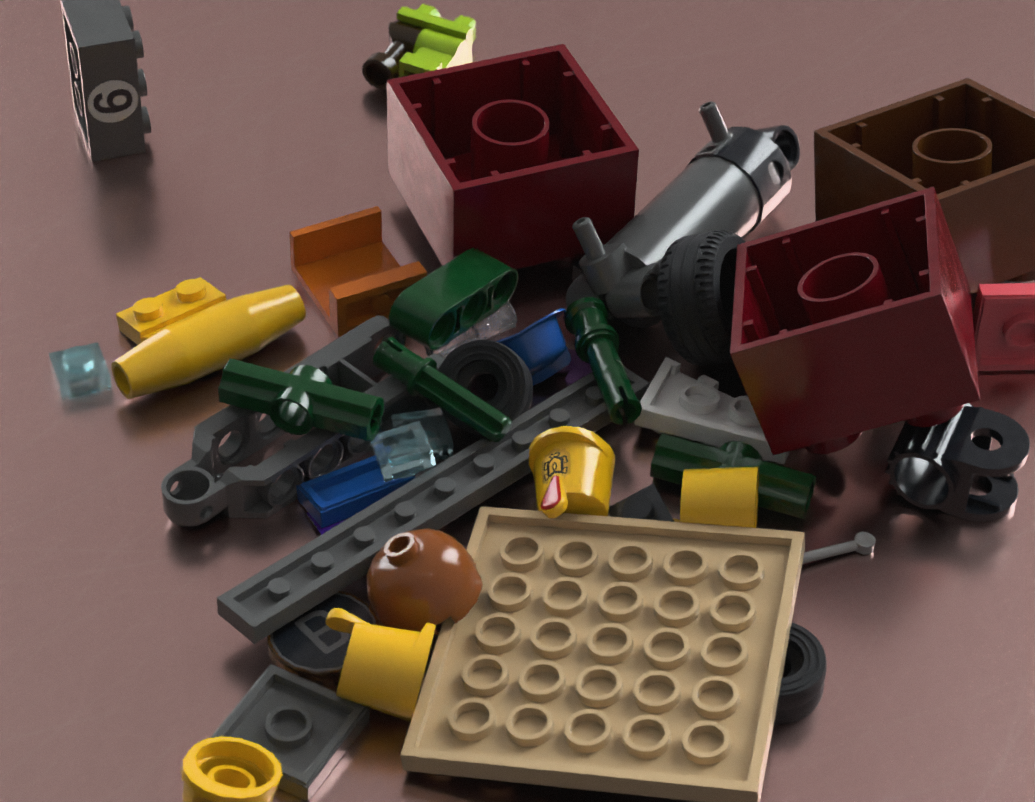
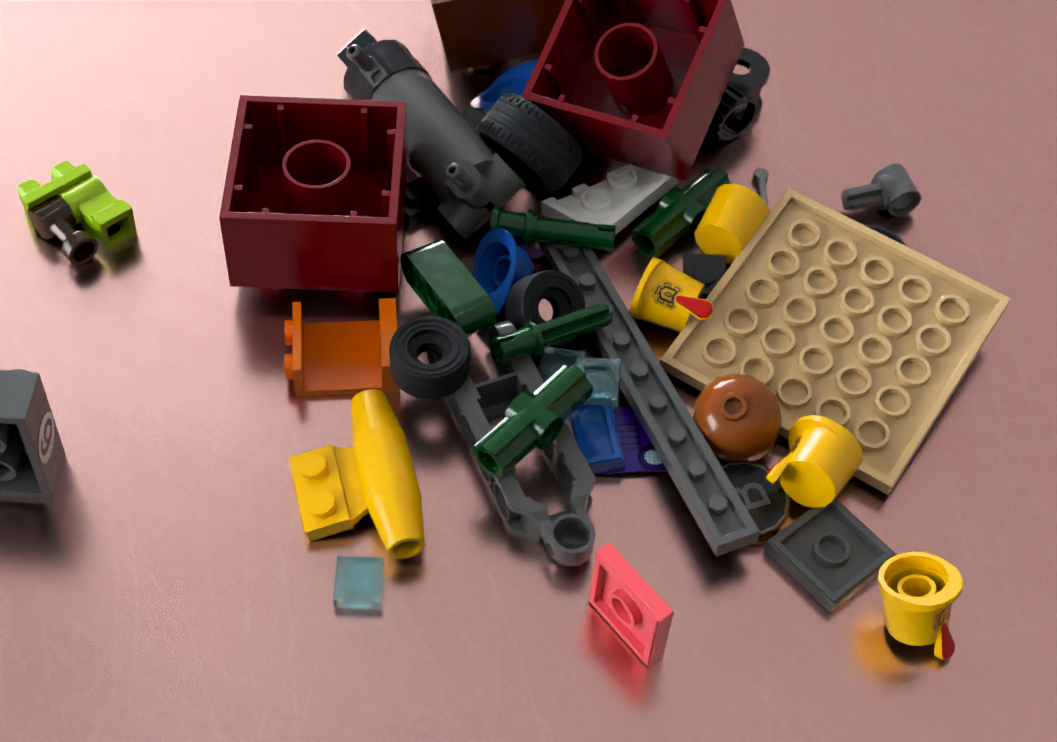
camera: 70 degrees left, 10 degrees up
(108, 546) = (630, 605): none -> coral tile
(349, 326) = (435, 379): none -> black tyre
(914, 665) = (889, 190): none -> dark grey axle

